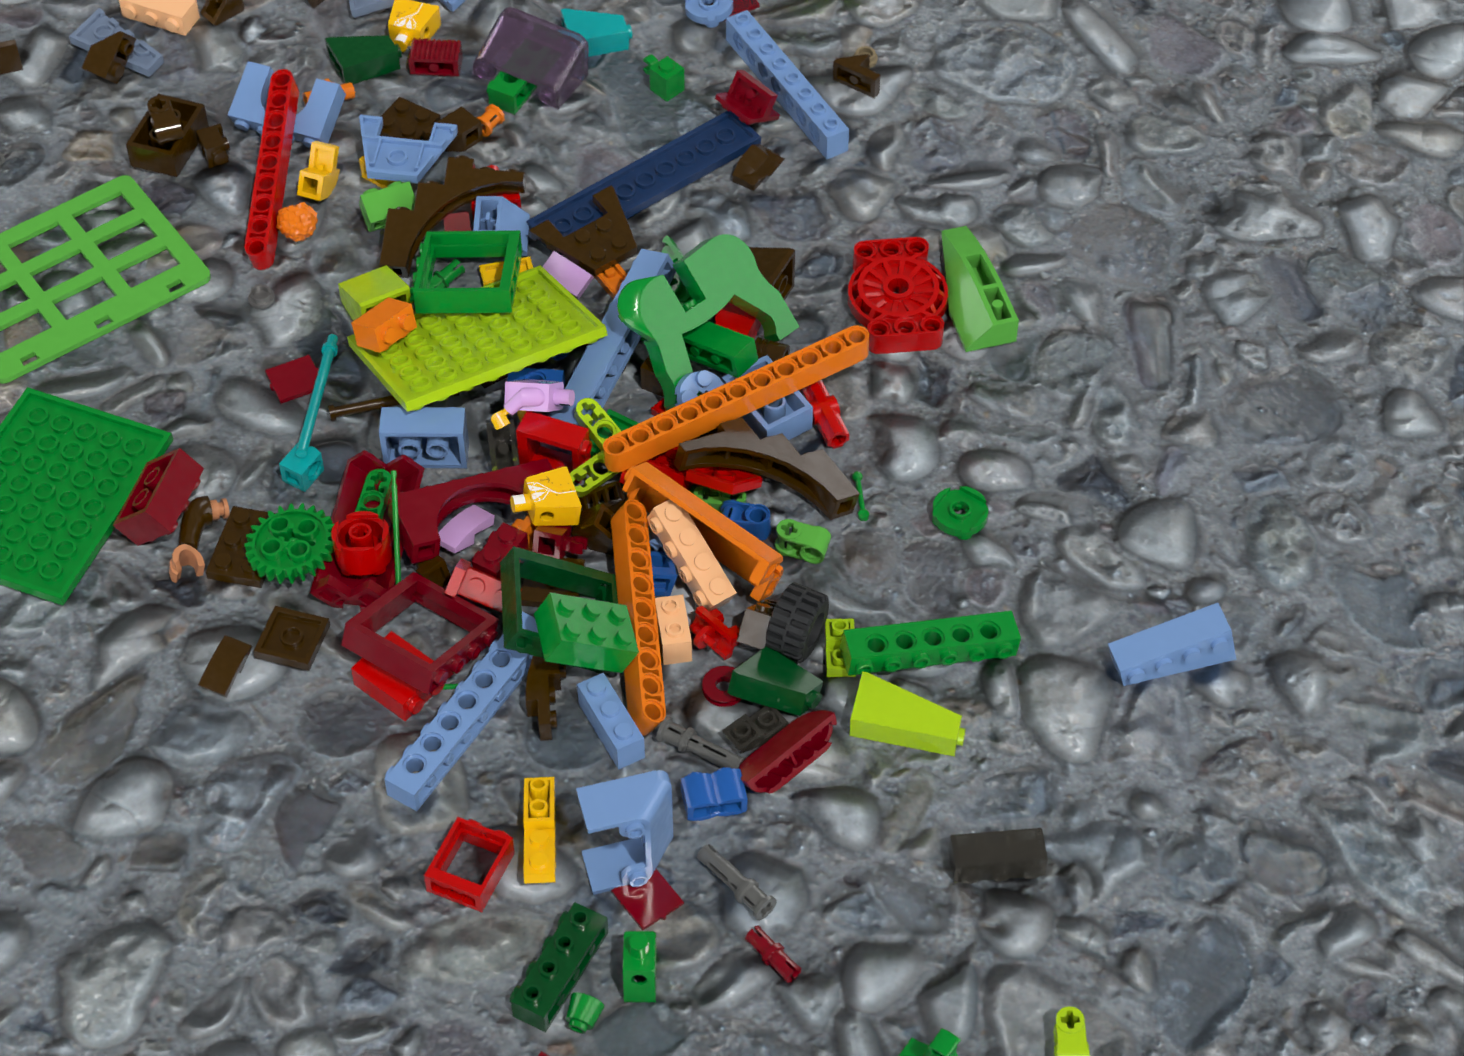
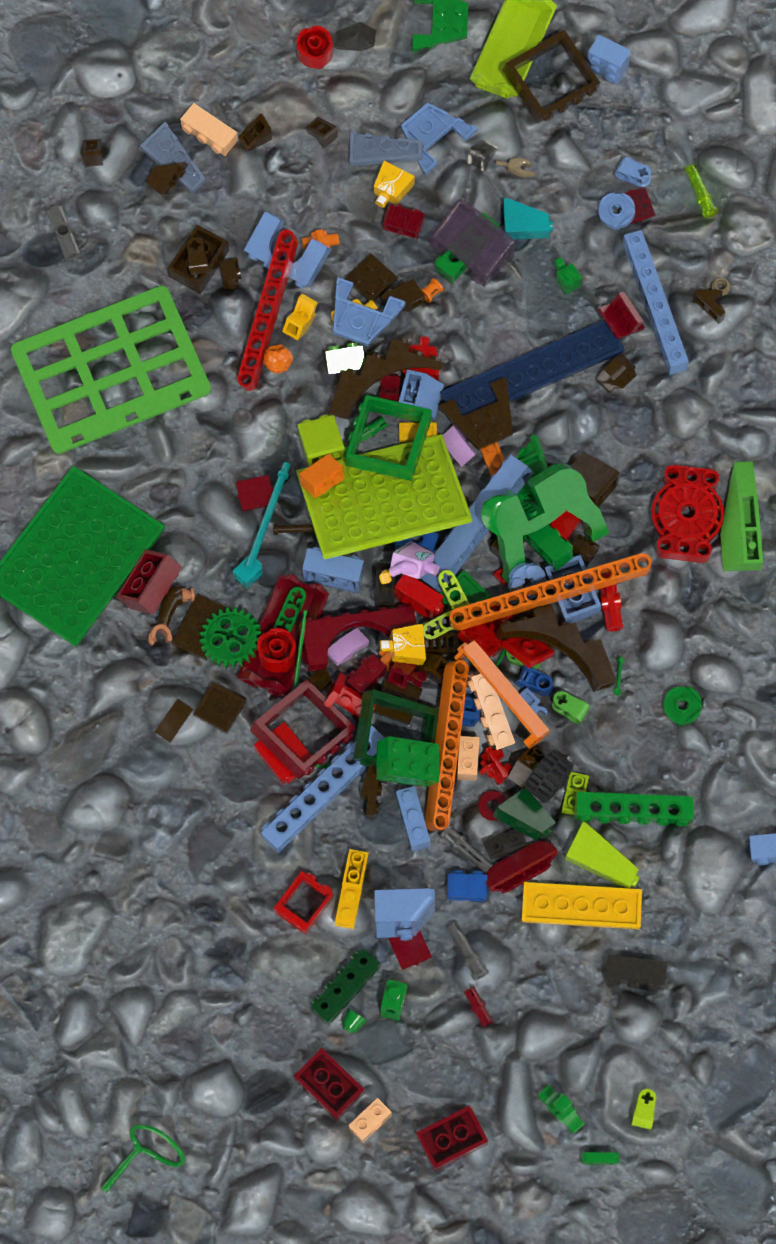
camera: 15 degrees right, 20 degrees up
(363, 57) = (350, 210): dark green slope -> none
(891, 785) = (582, 905): none -> yellow plate

